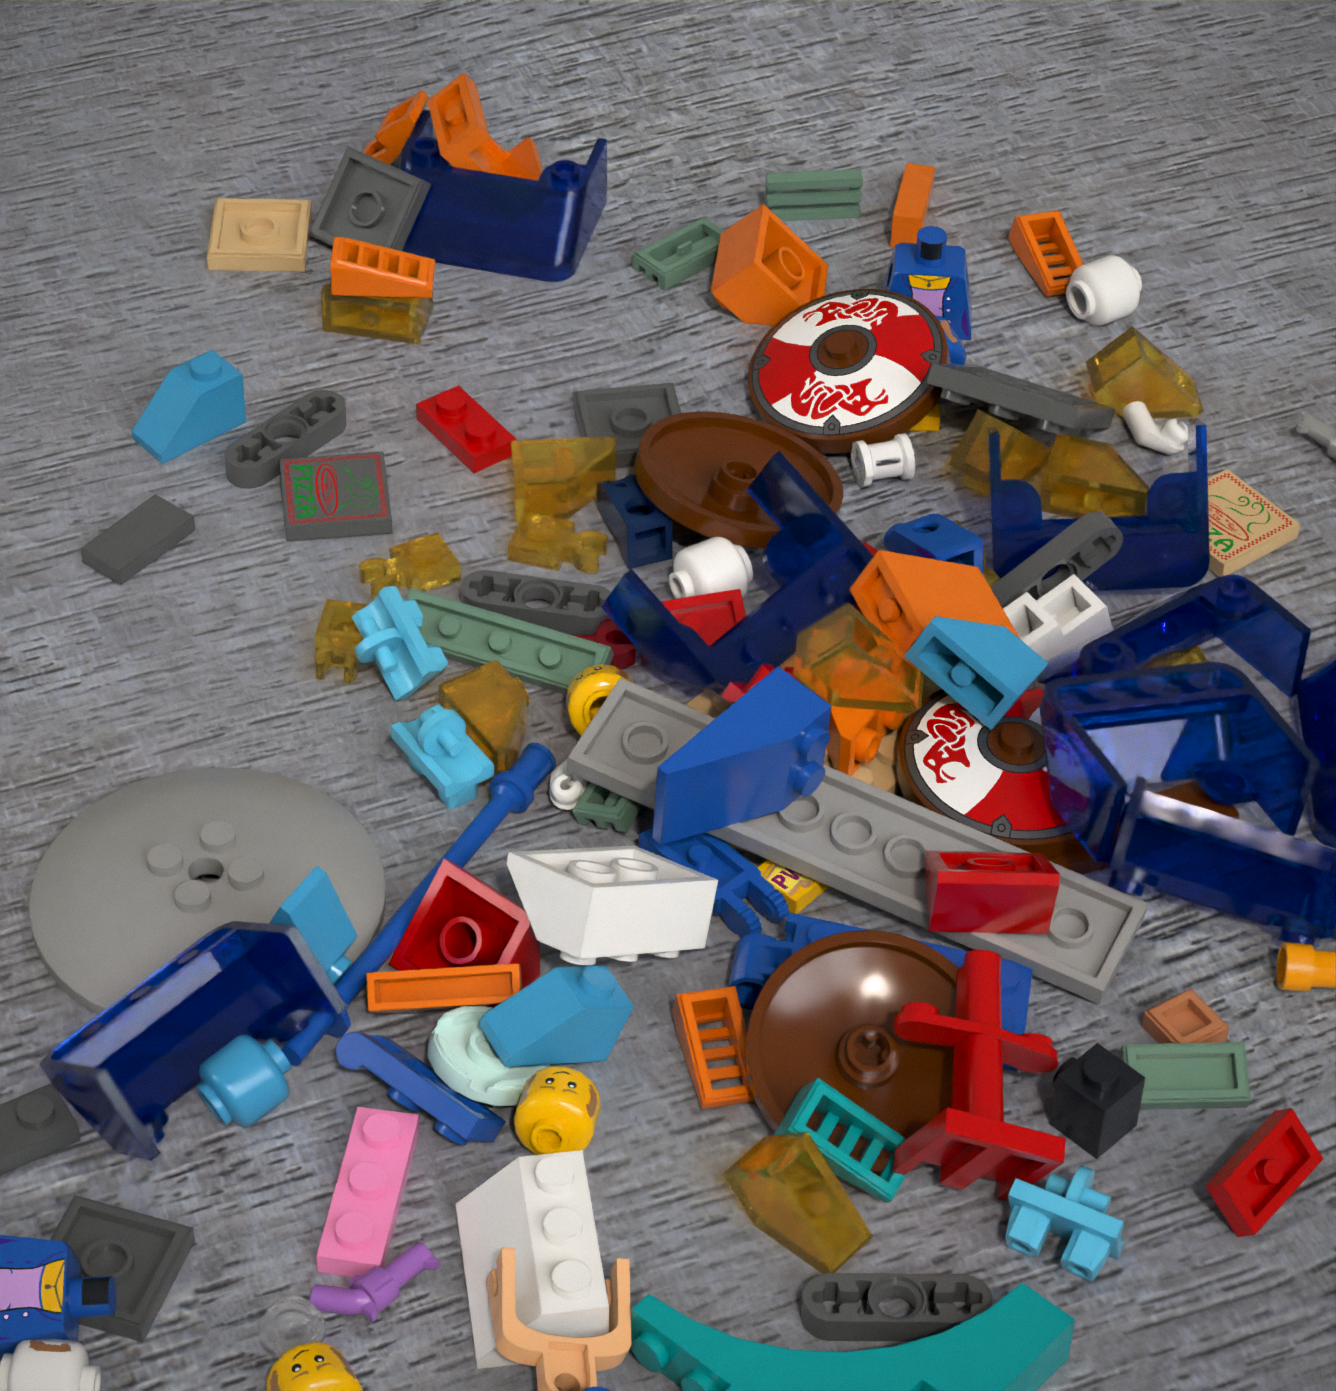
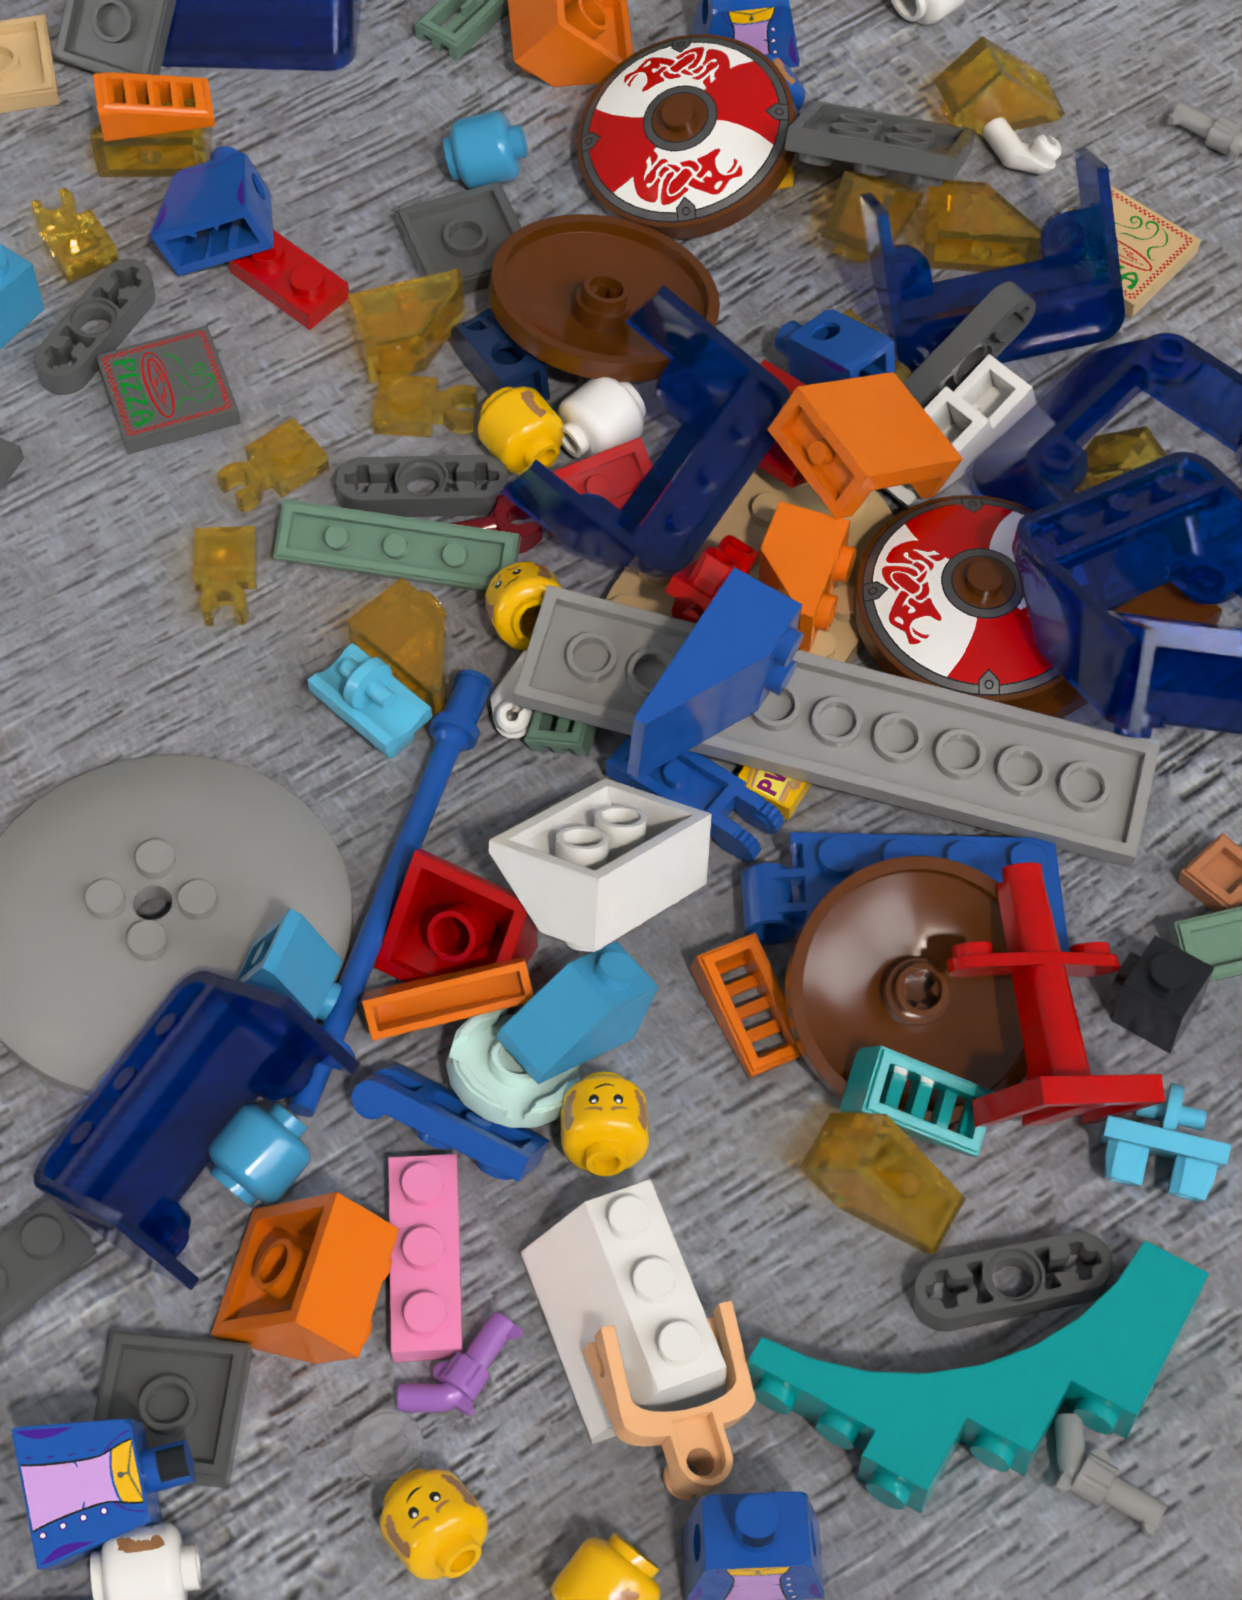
camera: 10 degrees left, 15 degrees up
(261, 1184) = (307, 1279): none -> orange slope
(286, 370) = (73, 239): none -> clear yellow plate
(395, 643) = (286, 574): medium azure hips -> none
(412, 366) = (214, 213): none -> blue torso
(642, 555) = (520, 428): none -> yellow head
(666, 355) = (485, 149): none -> dark azure head
(856, 665) = (802, 529): clear yellow slope -> none
(868, 464) = (747, 239): white bush -> none
(977, 665) = (932, 506): dark azure slope -> none
(990, 892) = (998, 766): red slope -> none

